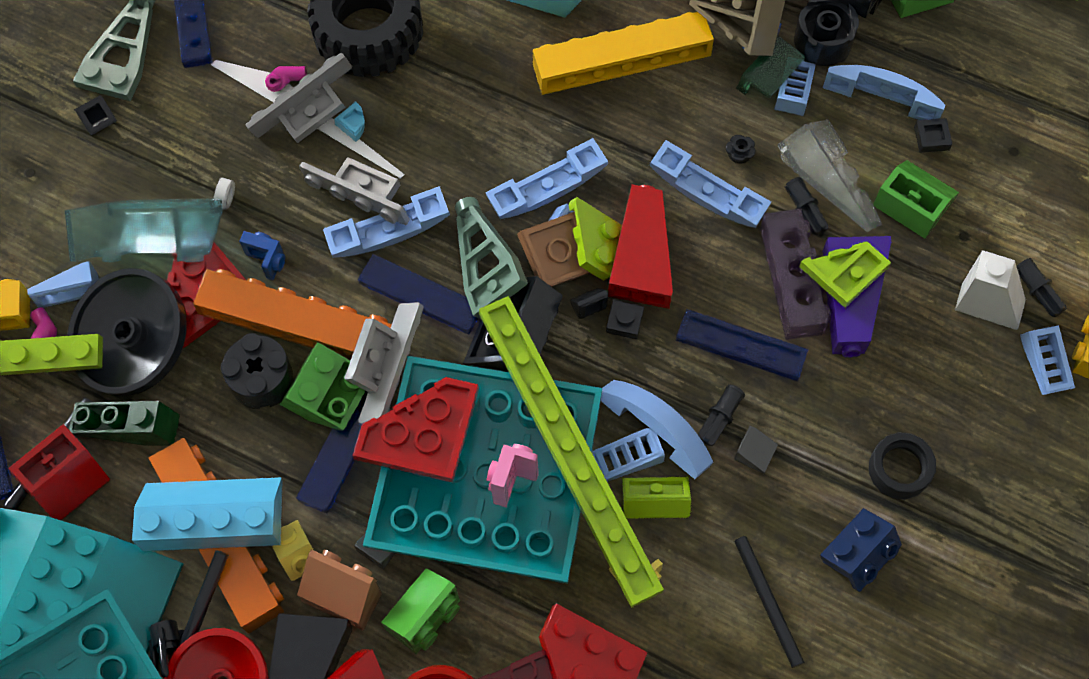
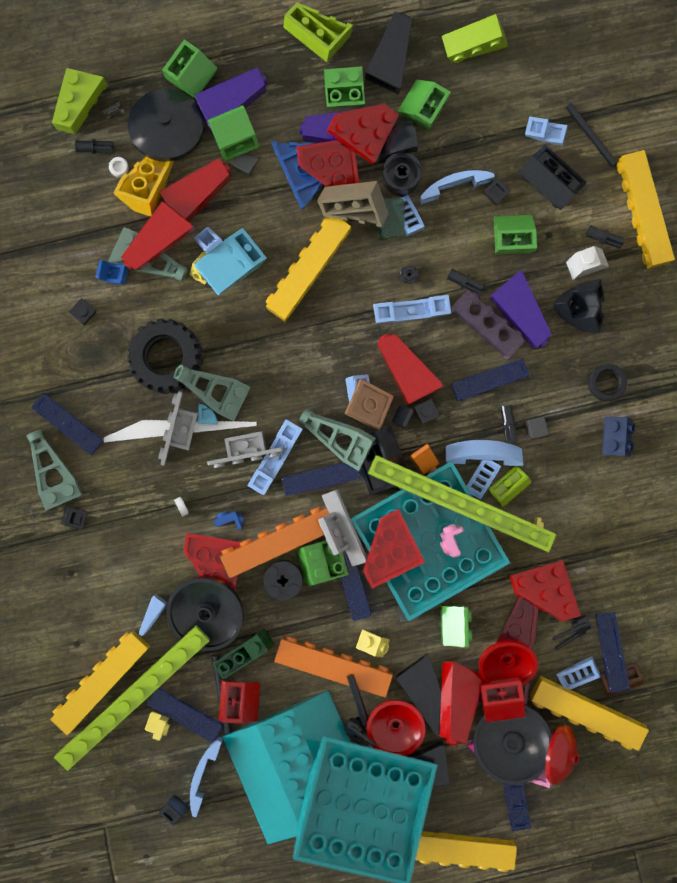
camera: 45 degrees left, 20 degrees up
(44, 324) = (162, 642): dark pink arm -> none
(143, 227) = (164, 552): clear light blue windscreen -> none
(208, 514) = (328, 663): medium azure slope -> none
(283, 76) = (148, 419): dark pink arm -> none
(339, 588) = (412, 646): nougat slope -> none
(401, 123) = (232, 399): none -> sand green plate
(550, 183) = (332, 370): light blue slope -> none
(569, 358) = (424, 460): none -> orange slope
(596, 238) = (382, 384): lime wing -> none
(769, 602) = (595, 493): black bar -> none
(819, 159) = (455, 253): clear wedge -> none
(847, 271) = (516, 308): lime wing -> none
(942, 345) = (582, 306): none -> black brick
(1021, 168) = (552, 177): none -> black slope
(1052, 116) = (545, 131): none -> light blue slope
(1059, 357) = (623, 272): light blue slope -> none

